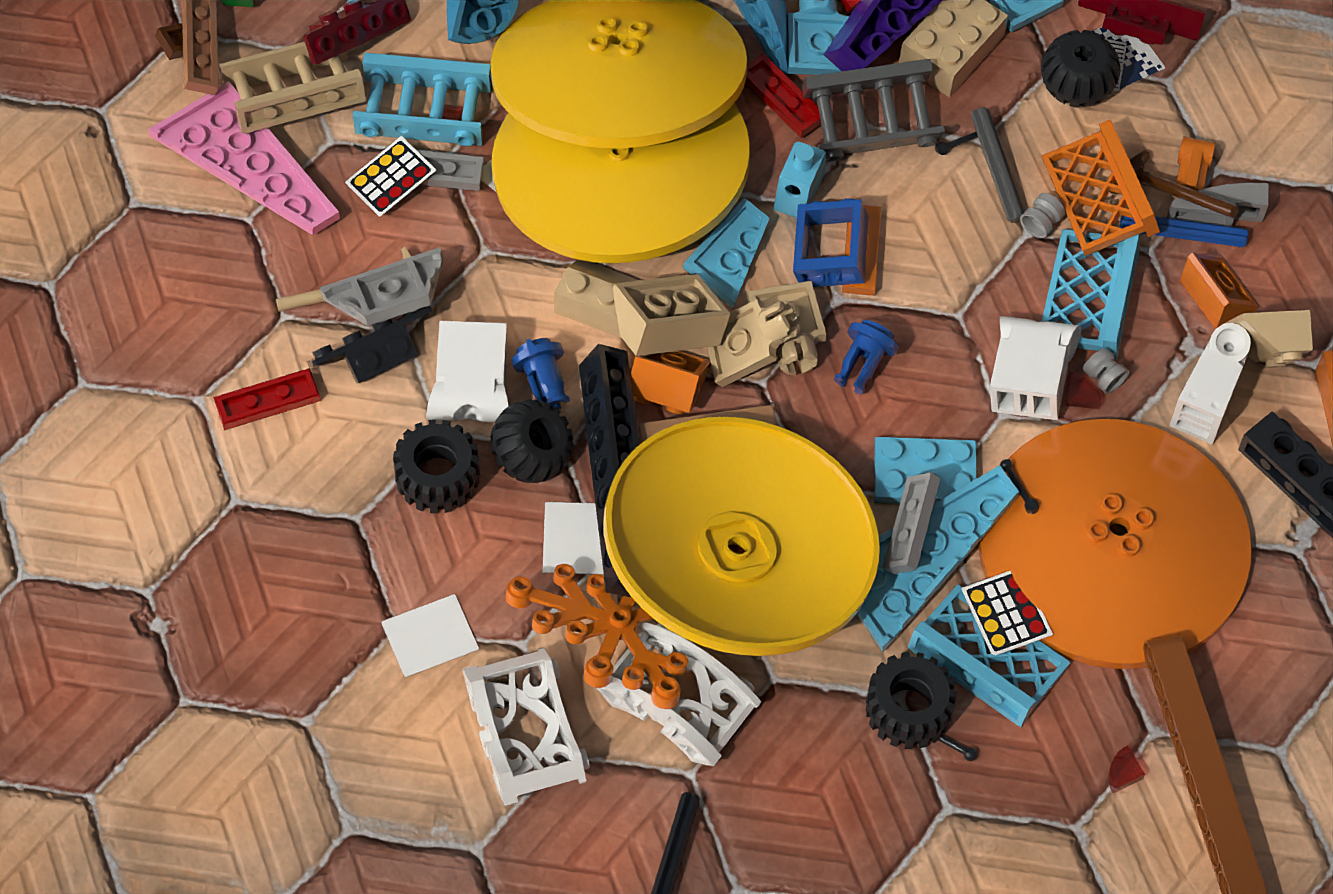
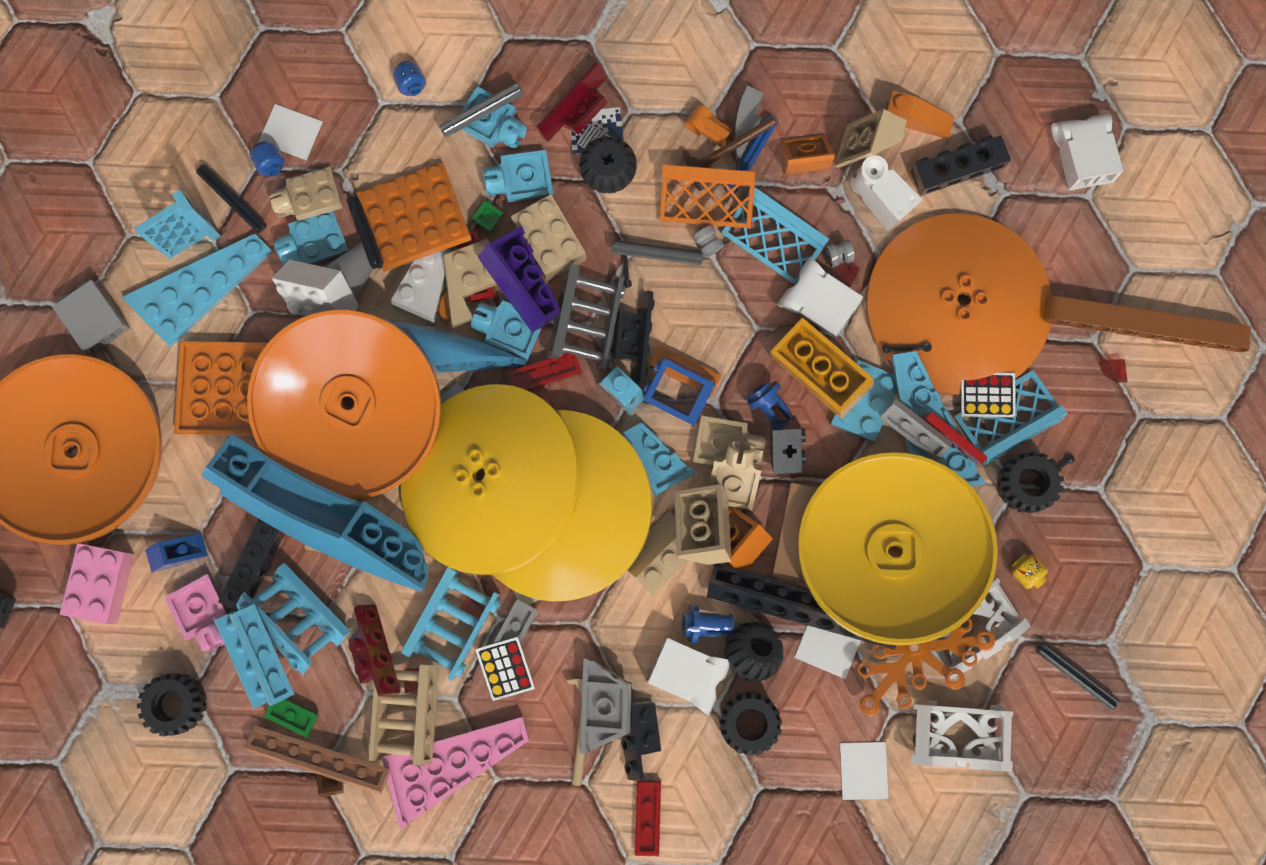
camera: 65 degrees left, 20 degrees up
(789, 743) = (1030, 571): none -> yellow head
(816, 384) = (783, 434): none -> brick
(873, 169) = (632, 336): none -> black bracket
(923, 573) = (958, 440): none -> red tile
(939, 389) = (822, 368): none -> light orange brick

